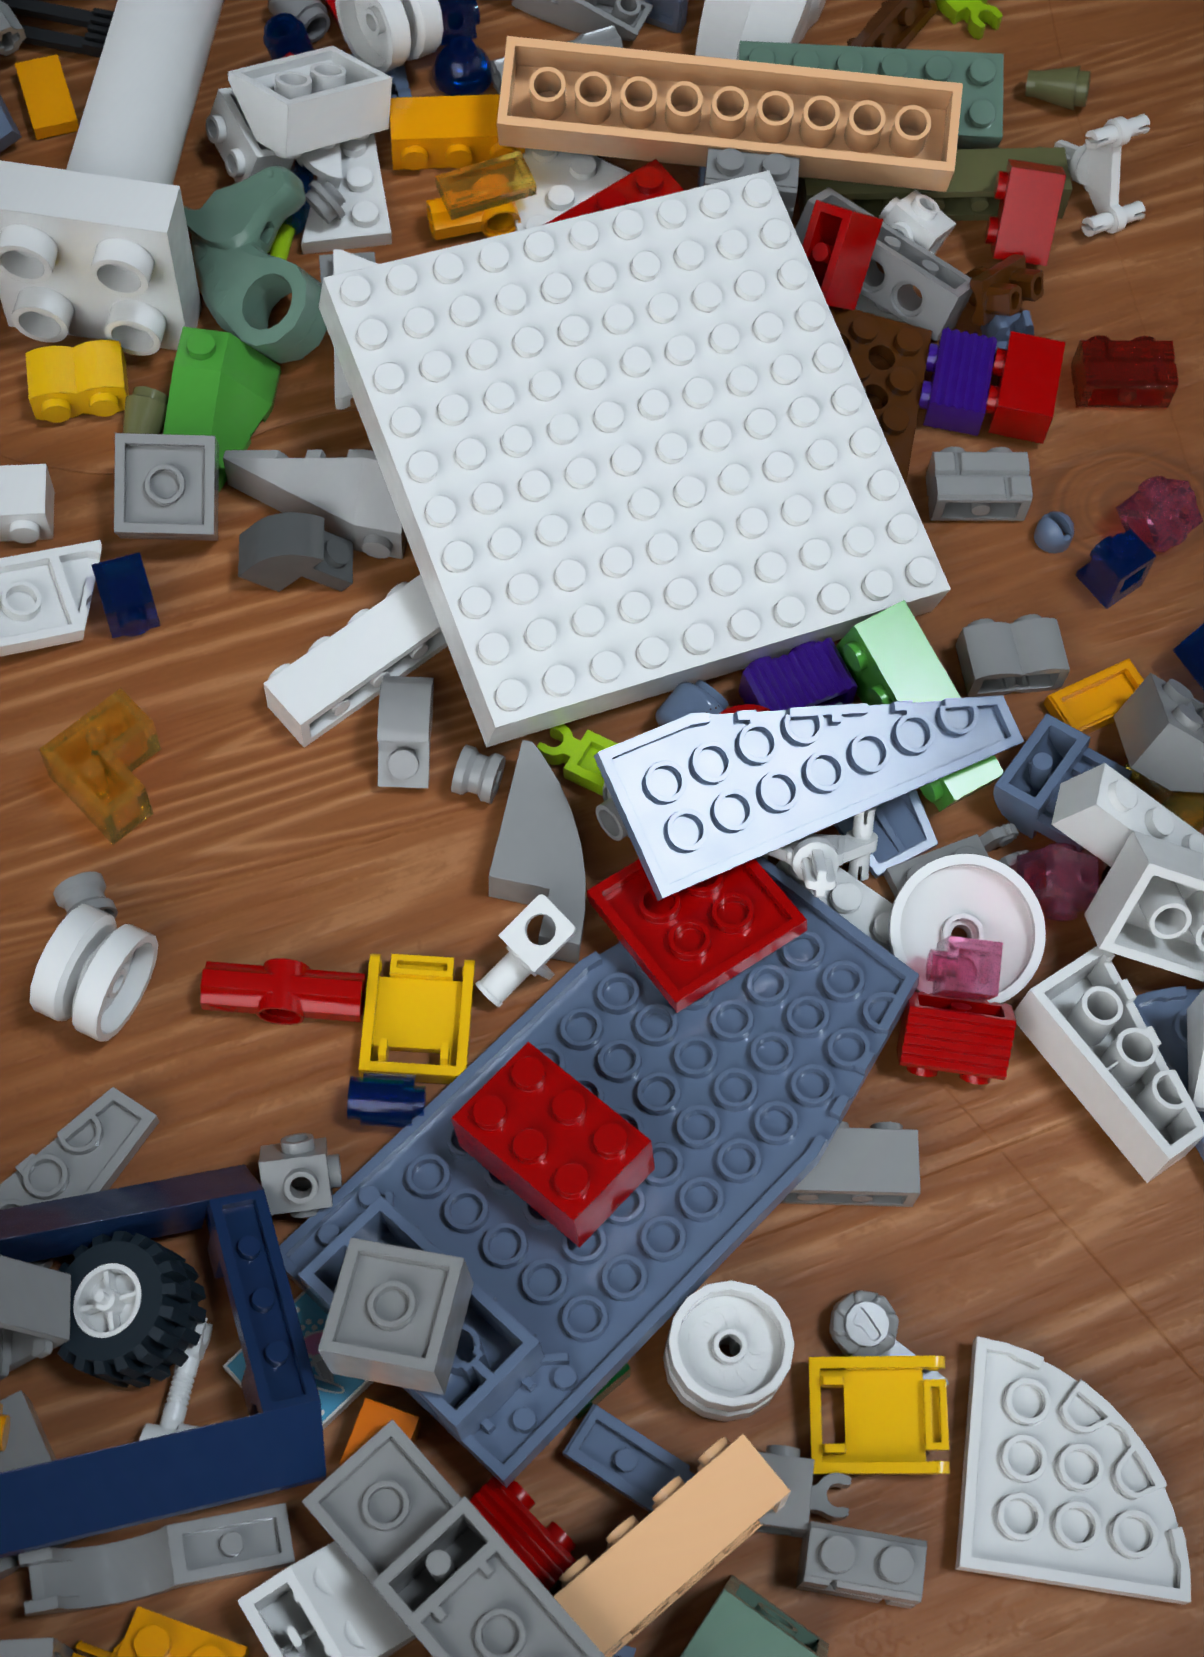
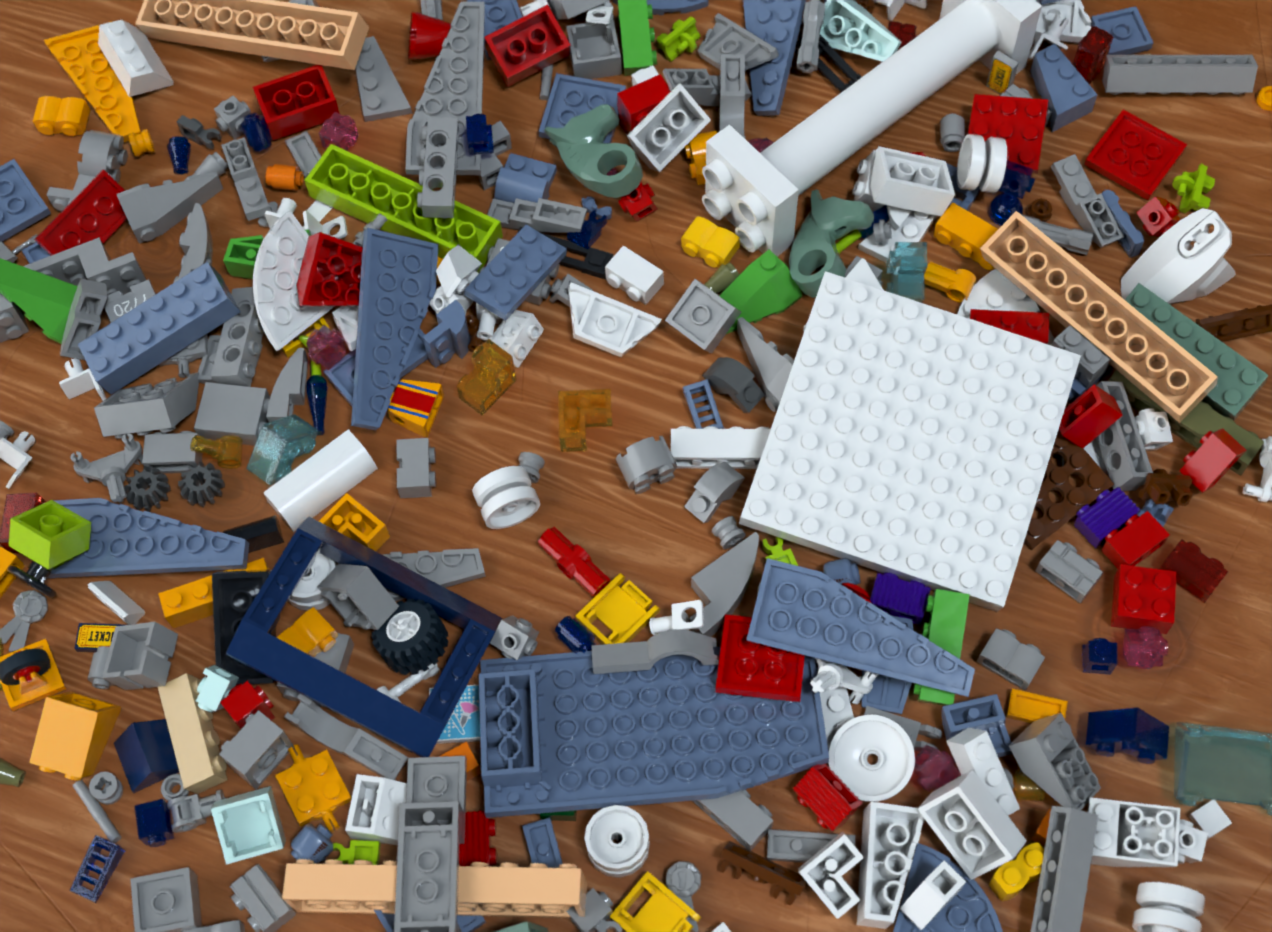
camera: 50 degrees right, 0 degrees up
(47, 97) = (807, 100): light orange tile -> none
(126, 595) = (651, 351): clear blue brick -> none
(271, 760) = (647, 463): none -> light grey brick
(272, 601) = (696, 388): none -> sand blue slope
(286, 34) = (930, 144): clear blue brick -> none
(396, 1316) = (493, 716): light grey container -> none
(406, 215) = (907, 269): none -> clear light blue brick
(485, 185) = (960, 272): clear yellow tile -> none
(500, 34) = (1040, 205): none -> reddish brown plate
(533, 1016) = (642, 655): none -> light grey piece
(554, 1143) = (616, 703): red brick -> none
(962, 1216) = (762, 870): none -> reddish brown plate
(965, 968) = (849, 769): clear pink brick -> none
(989, 1128) = (797, 845): none -> light grey tile
(1049, 532) = (1083, 619): sand blue hinge -> none
(1054, 1134) = (826, 870): none -> white brick
(1100, 452) = (1143, 598): none -> red brick

